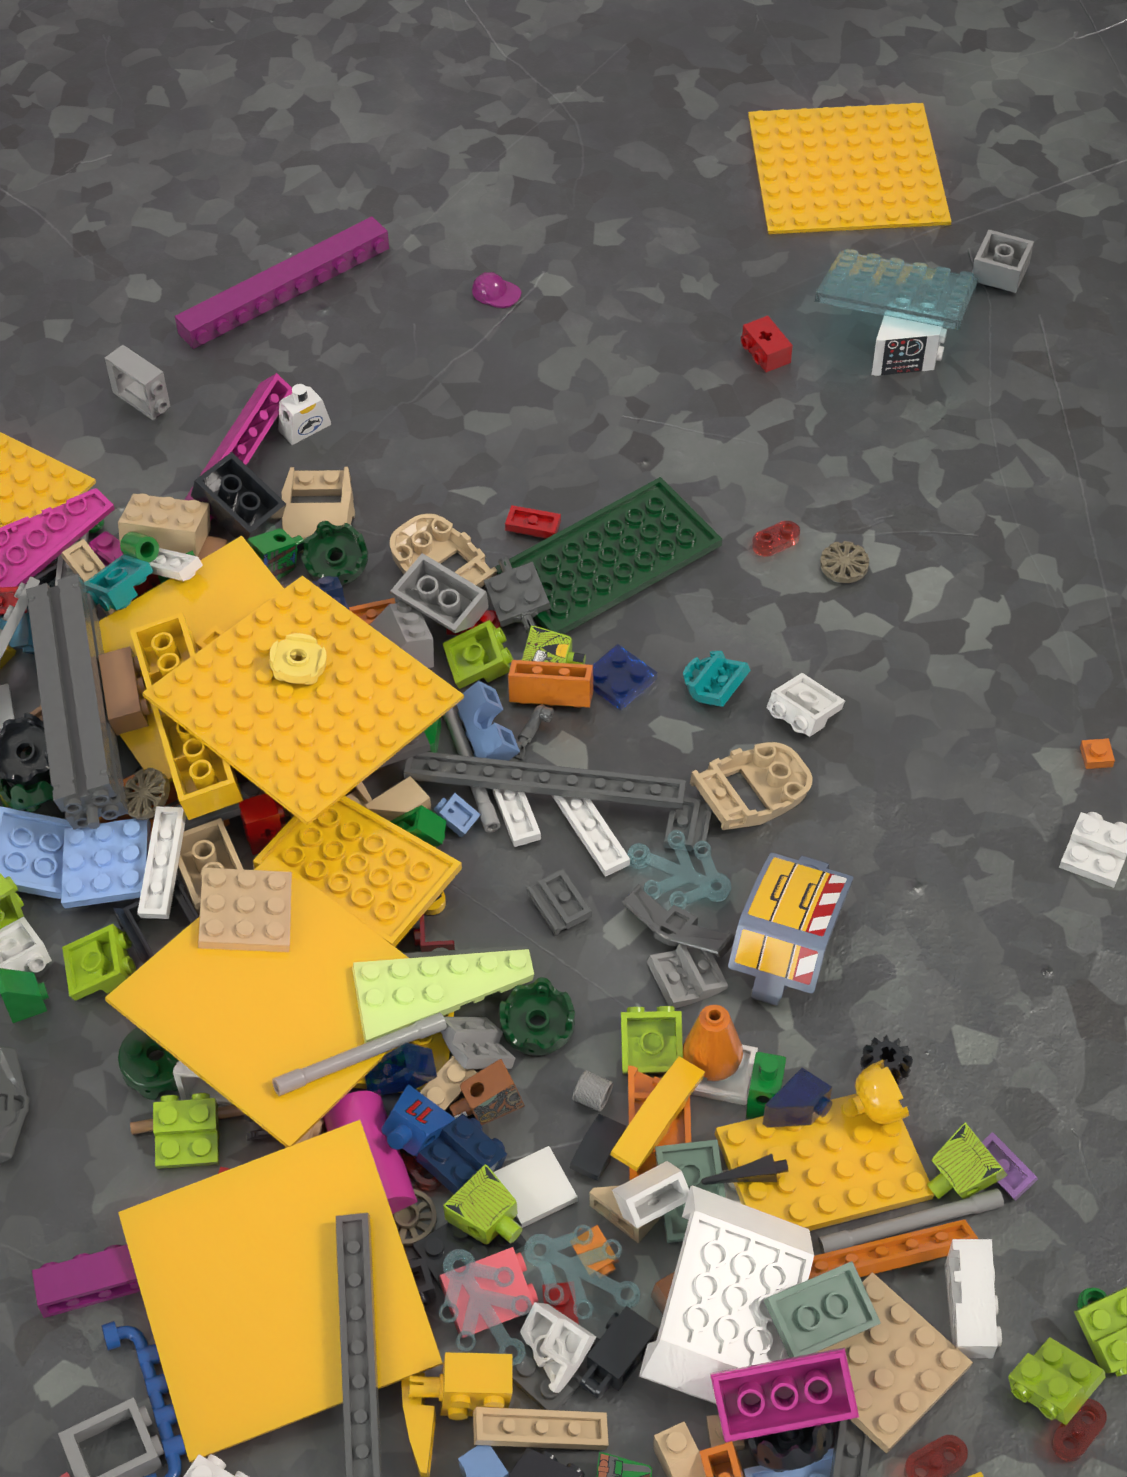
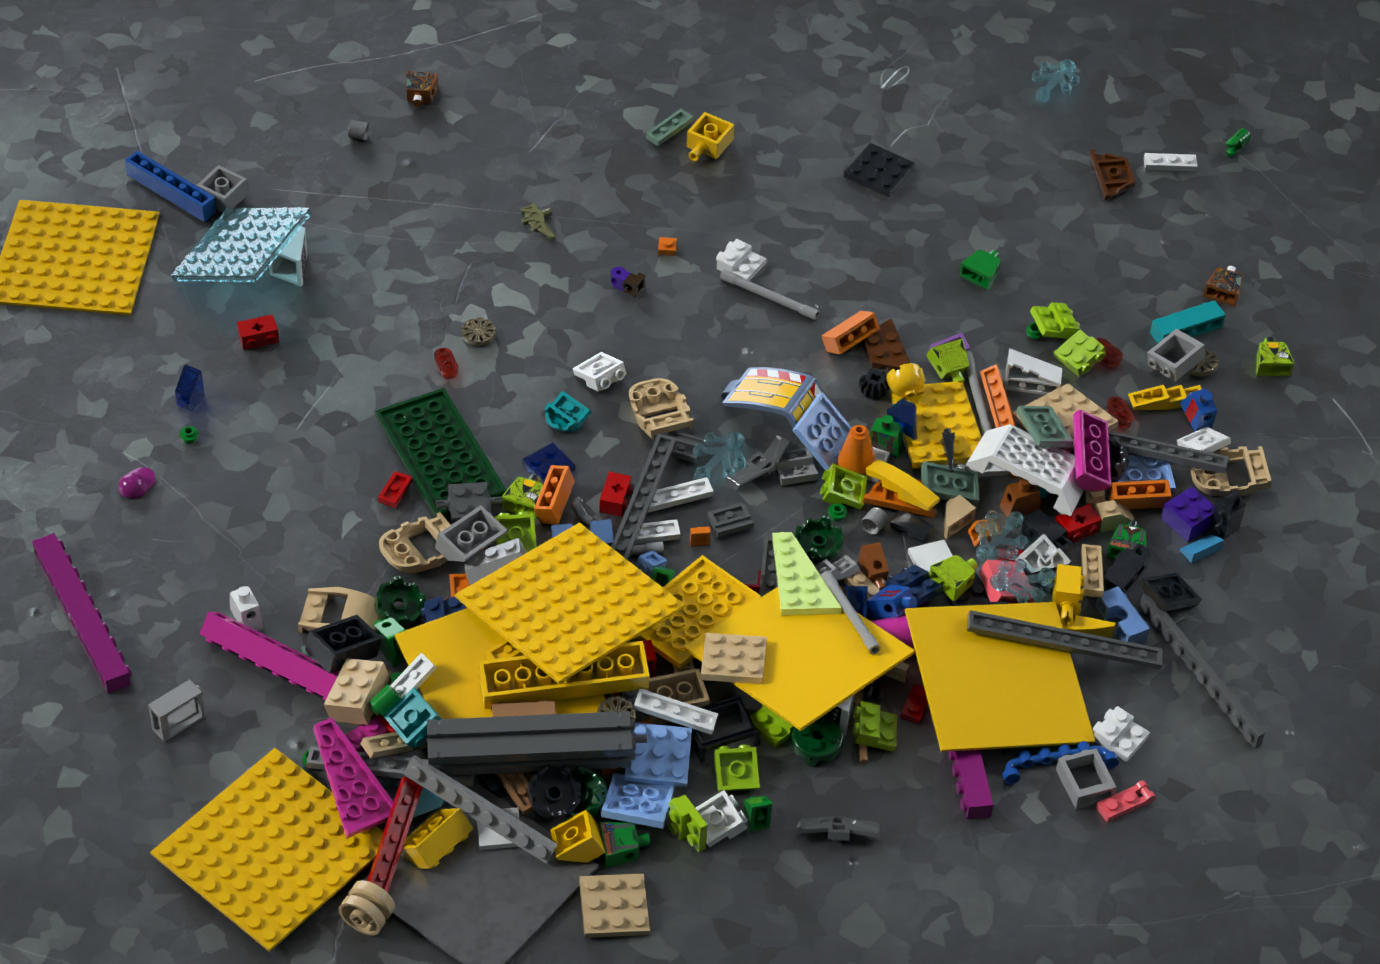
camera: 85 degrees left, 5 degrees down
(293, 671) = (537, 599): light yellow plate -> none
(517, 865) = (700, 536): none -> orange plate
(575, 751) = (615, 494): none -> red brick
(580, 319) = (189, 434): none -> green plate
(605, 1047) = (837, 512): none -> green plate
(634, 1390) = (1081, 523): none -> red brick
(644, 299) = (189, 388): none -> clear blue slope
(651, 1194) = (961, 489): white brick -> none
(751, 987) = (822, 431): none -> light blue plate
(979, 1074) = (885, 348): none -> reddish brown wing
(984, 1012) = (850, 332): none -> orange brick
(988, 213) = (170, 186): none -> blue brick
(996, 718) = (627, 282): none -> leg
(1023, 947) = (803, 309): none -> light grey piece
(1092, 591) = (535, 218): none -> olive piece

